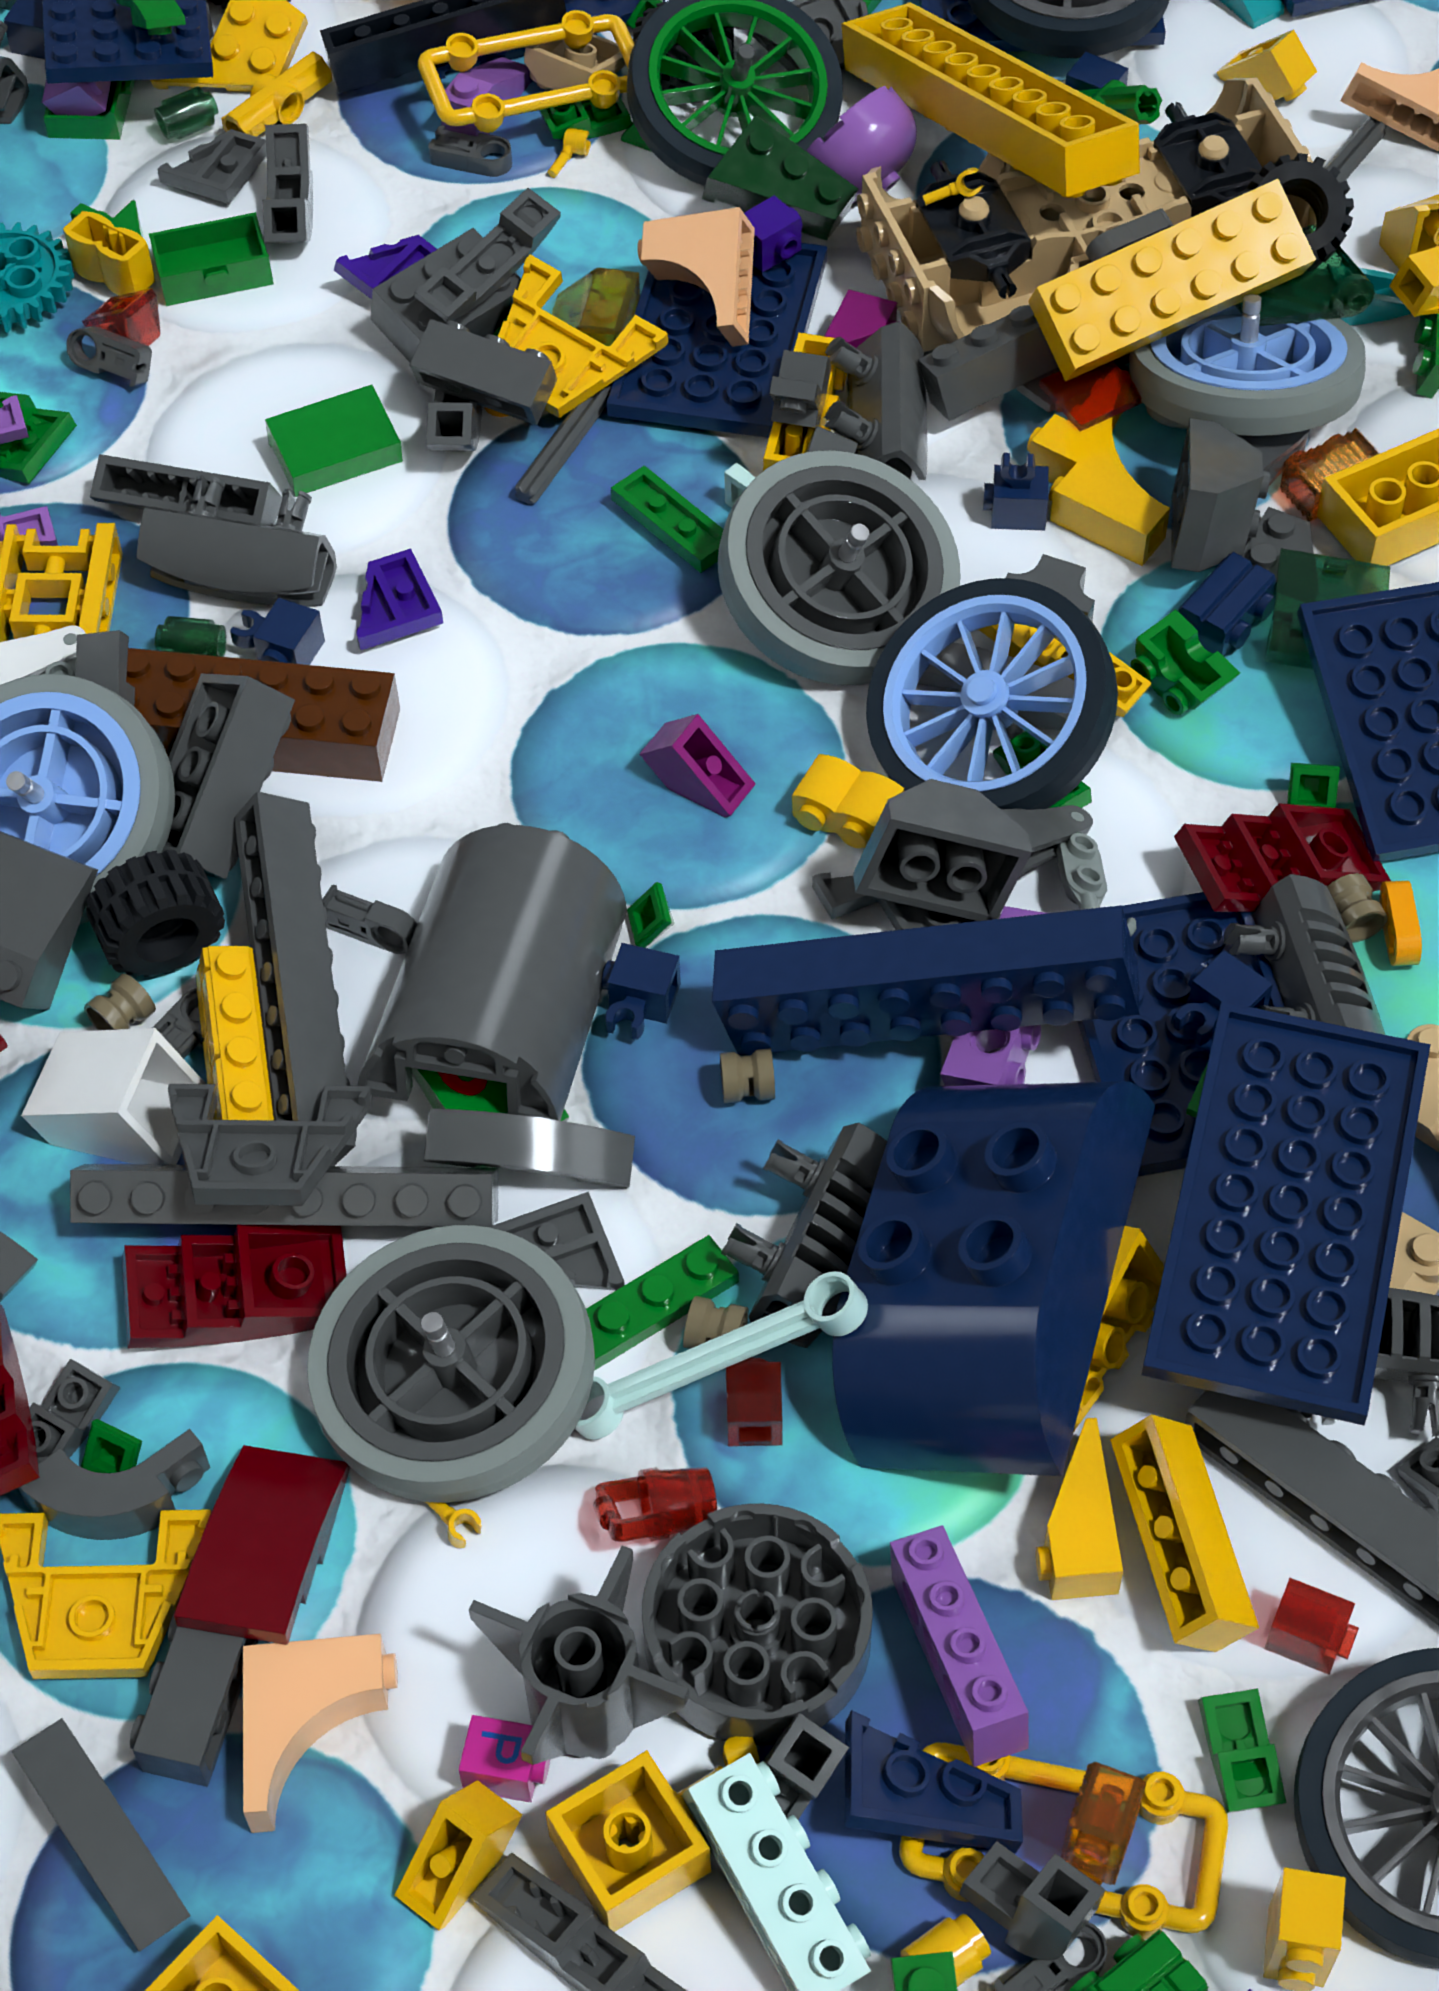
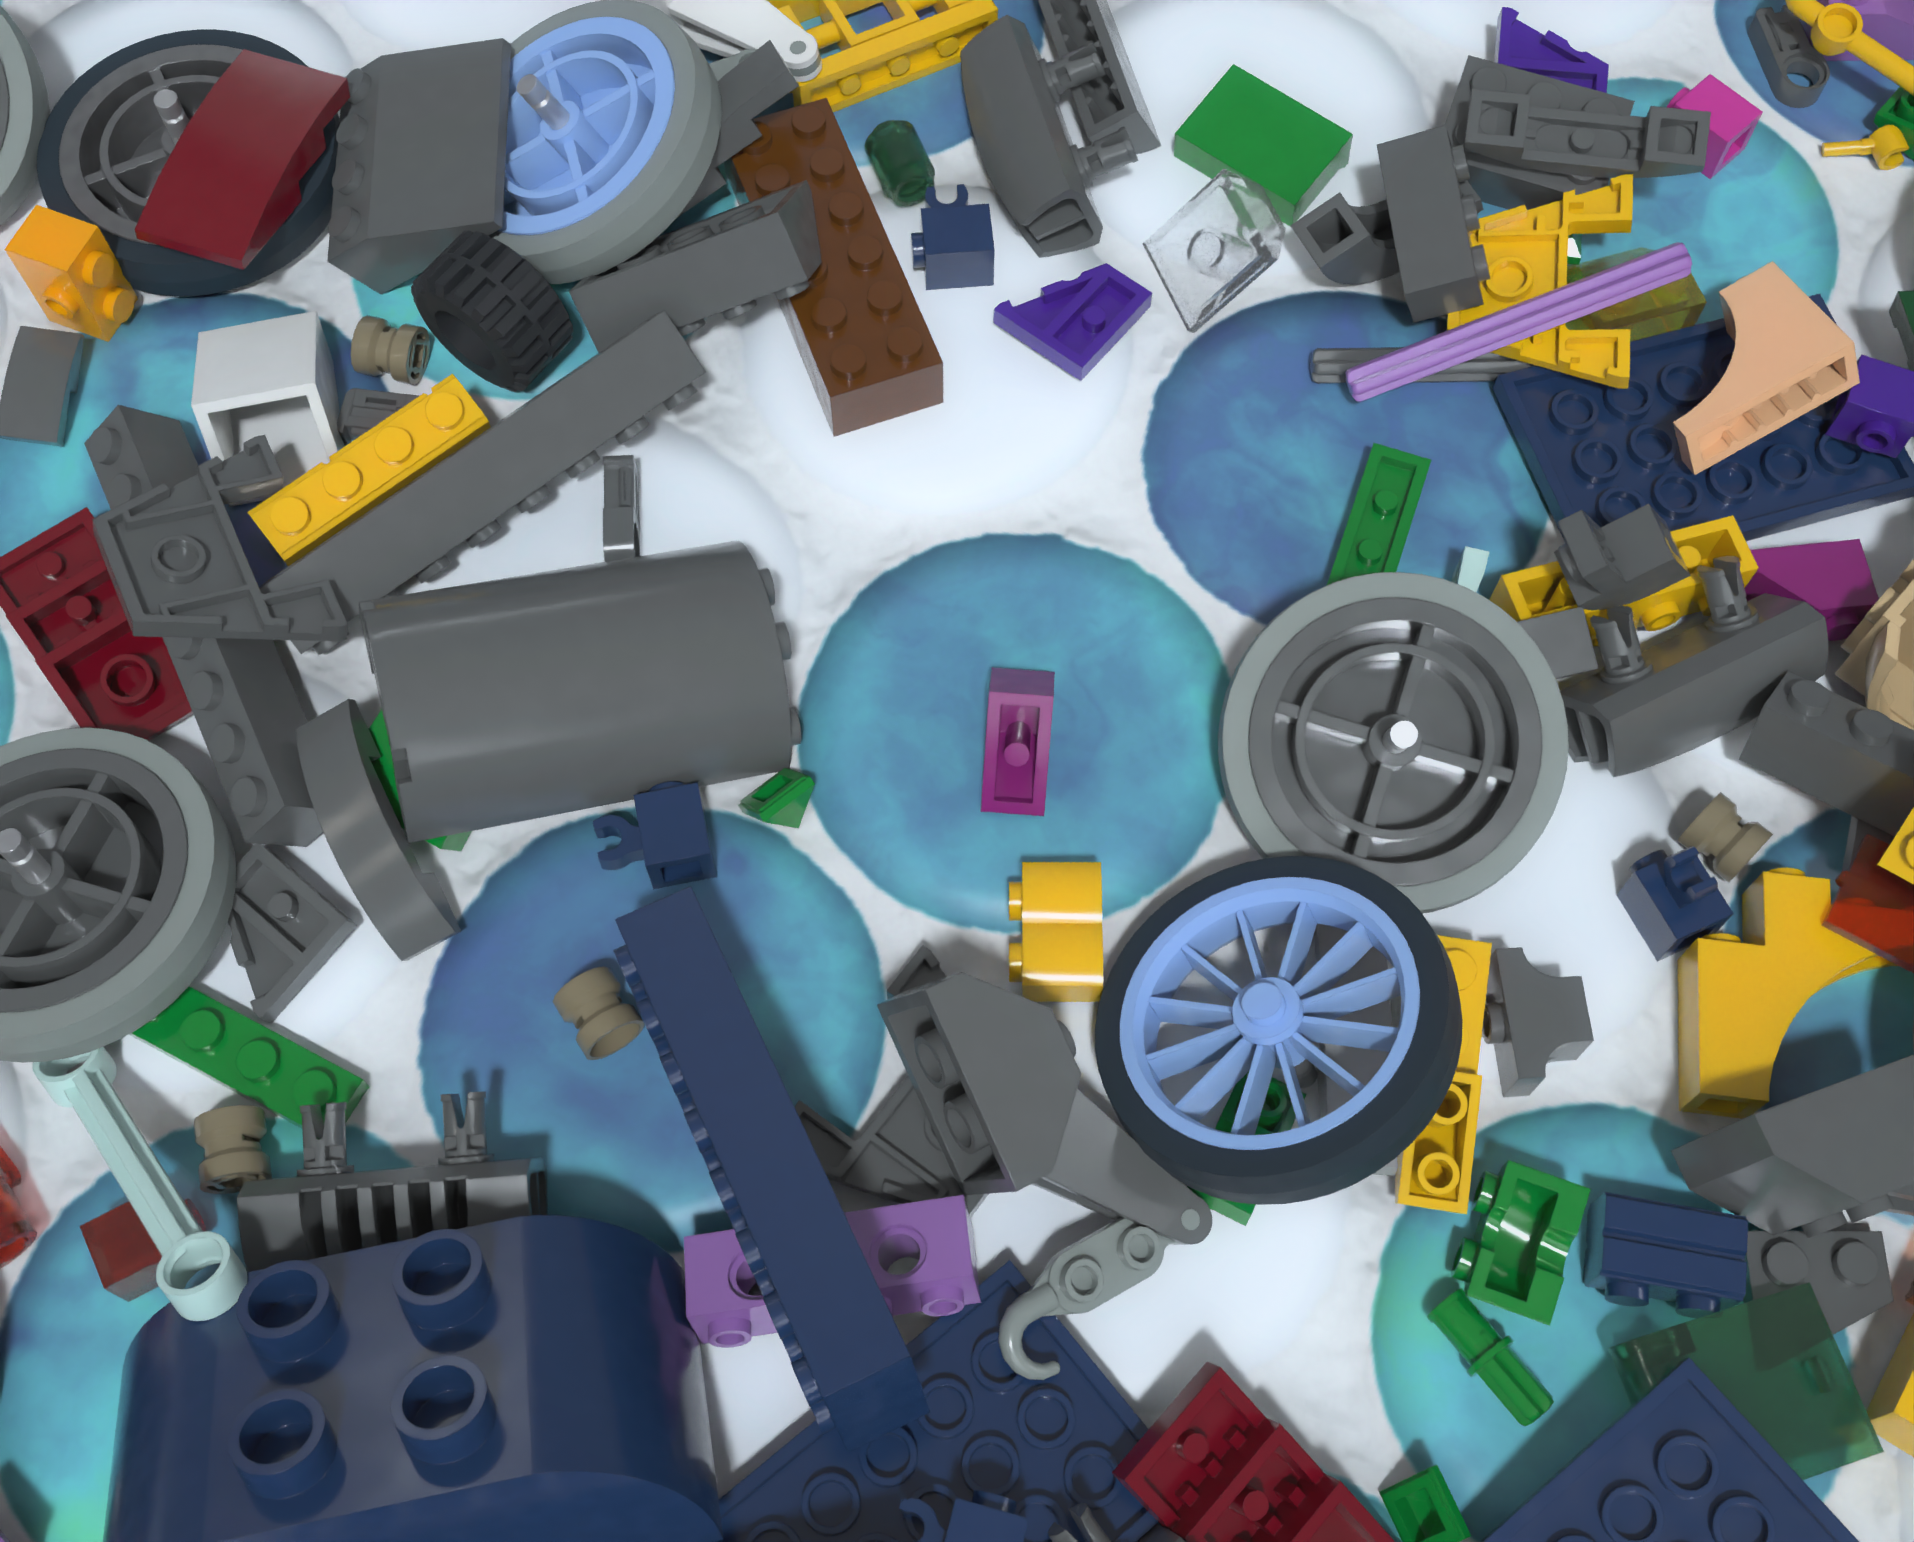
camera: 60 degrees right, 10 degrees up
(404, 500) = (1216, 246): none -> clear slope
(488, 203) = (1730, 120): none -> dark pink brick
(587, 368) = (1519, 321): none -> medium lavender axle
(986, 452) = (1720, 833): none -> dark tan wheel
(1240, 716) = (1491, 1358): none -> green axle

